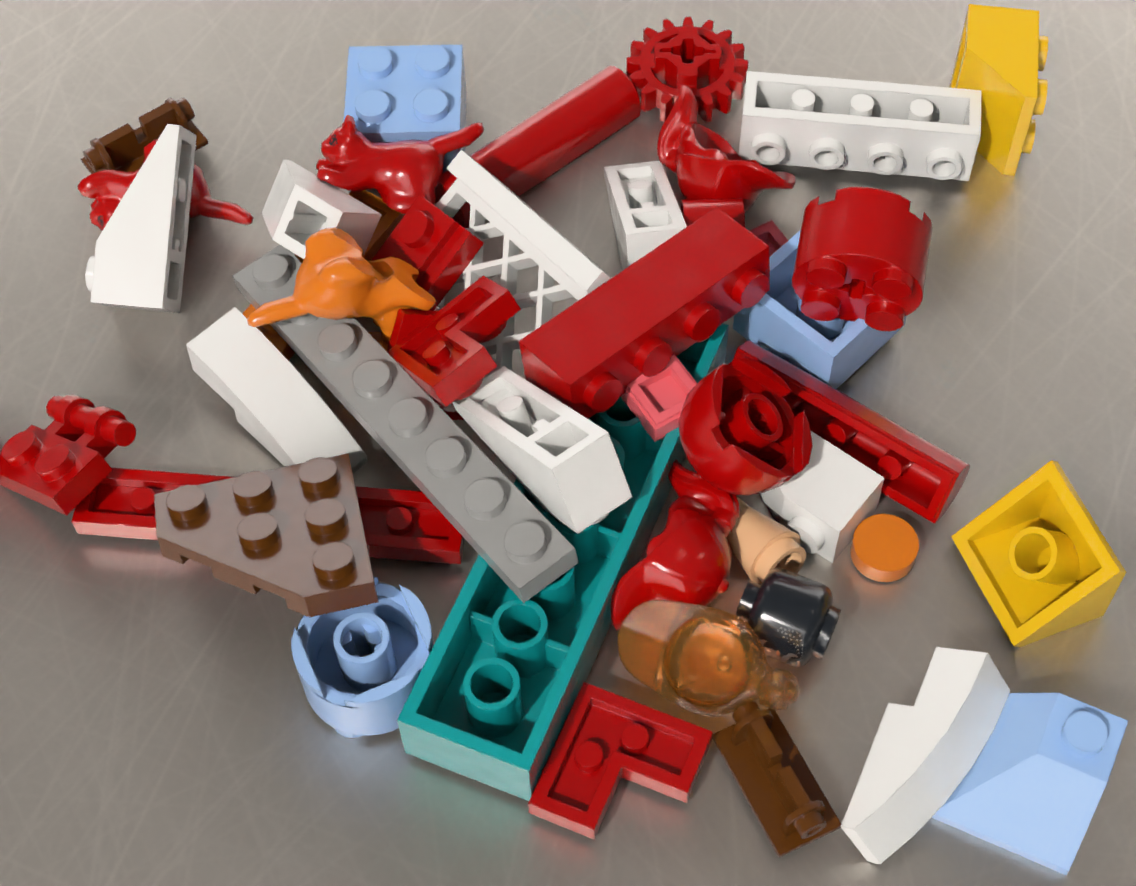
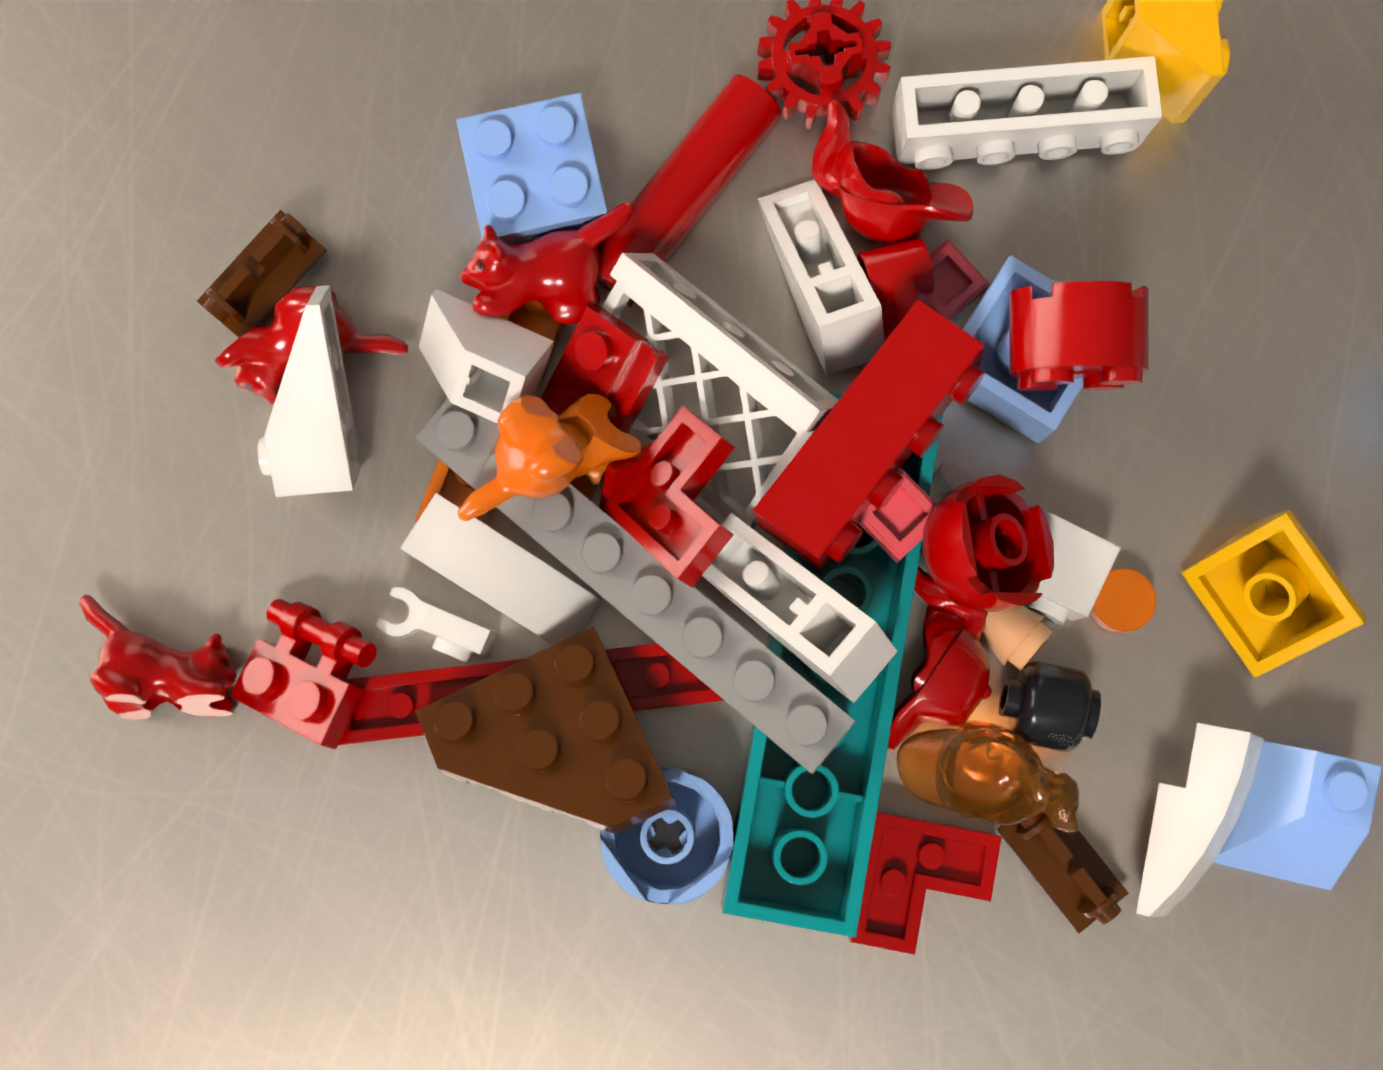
camera: 15 degrees left, 25 degrees up
(214, 445) = (453, 634): none -> white plate
(912, 467) = (1069, 485): red brick -> none

